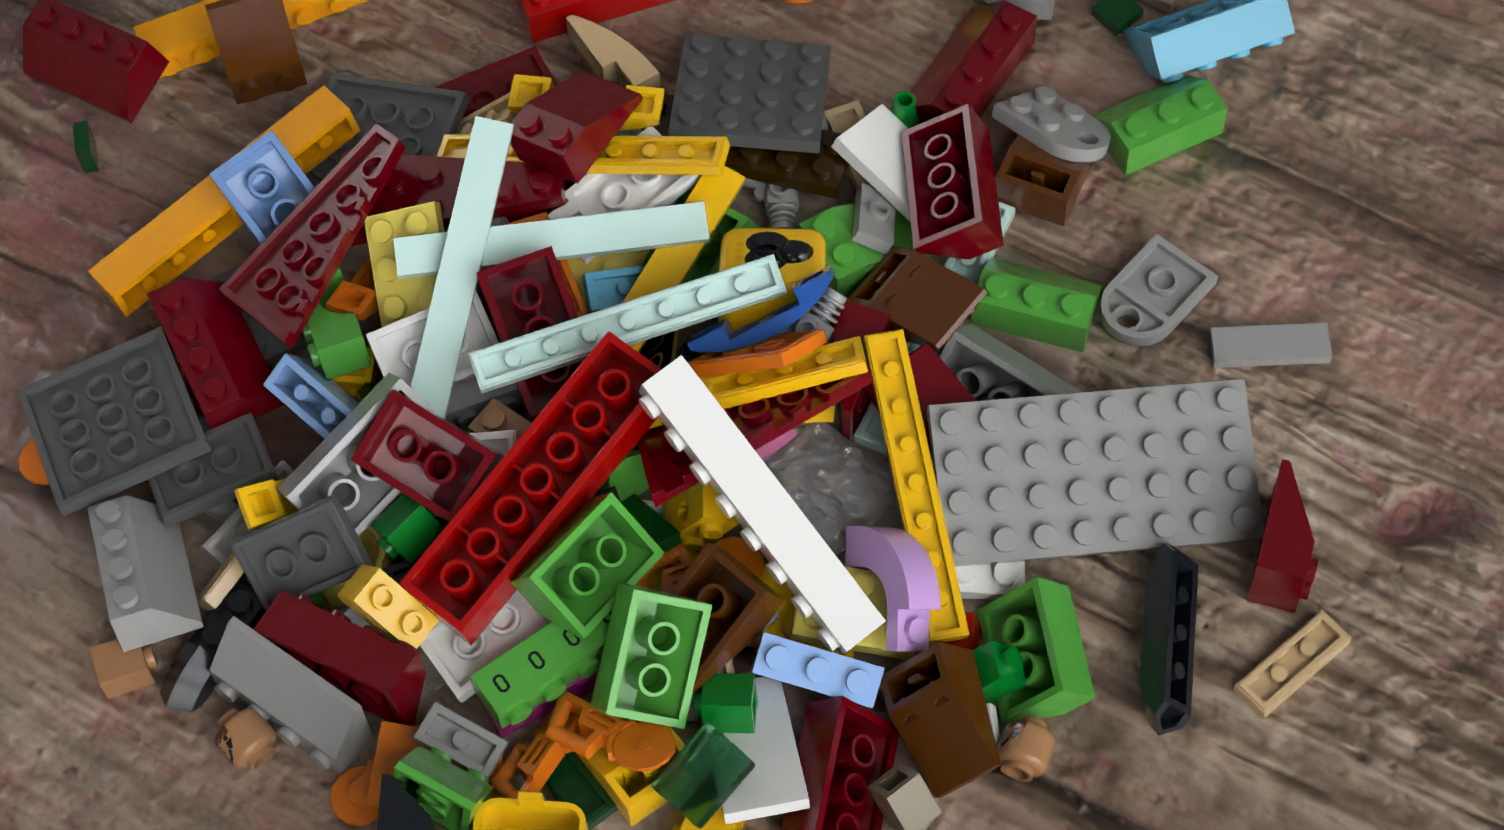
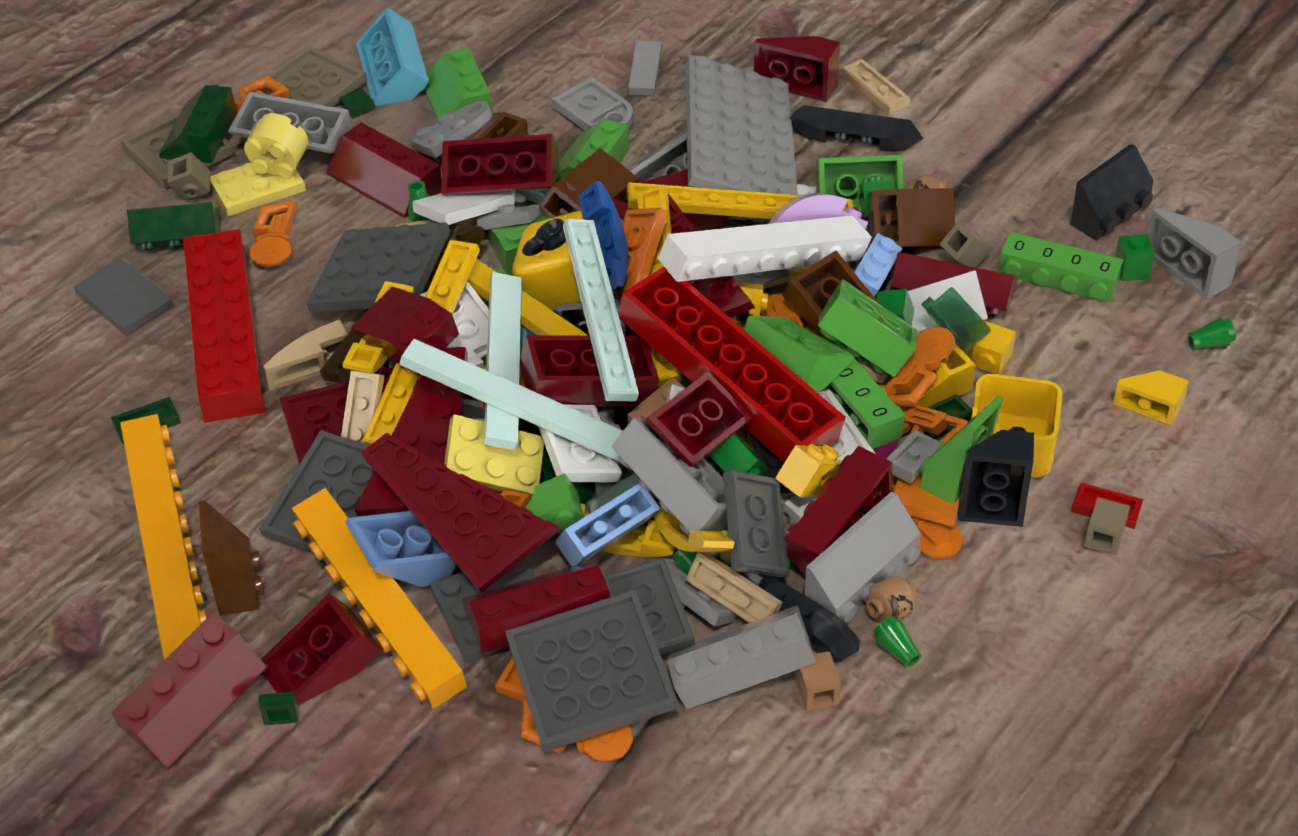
camera: 85 degrees left, 15 degrees down
(157, 165) = (320, 651): none -> dark red slope
(185, 751) = (896, 639): none -> green cone

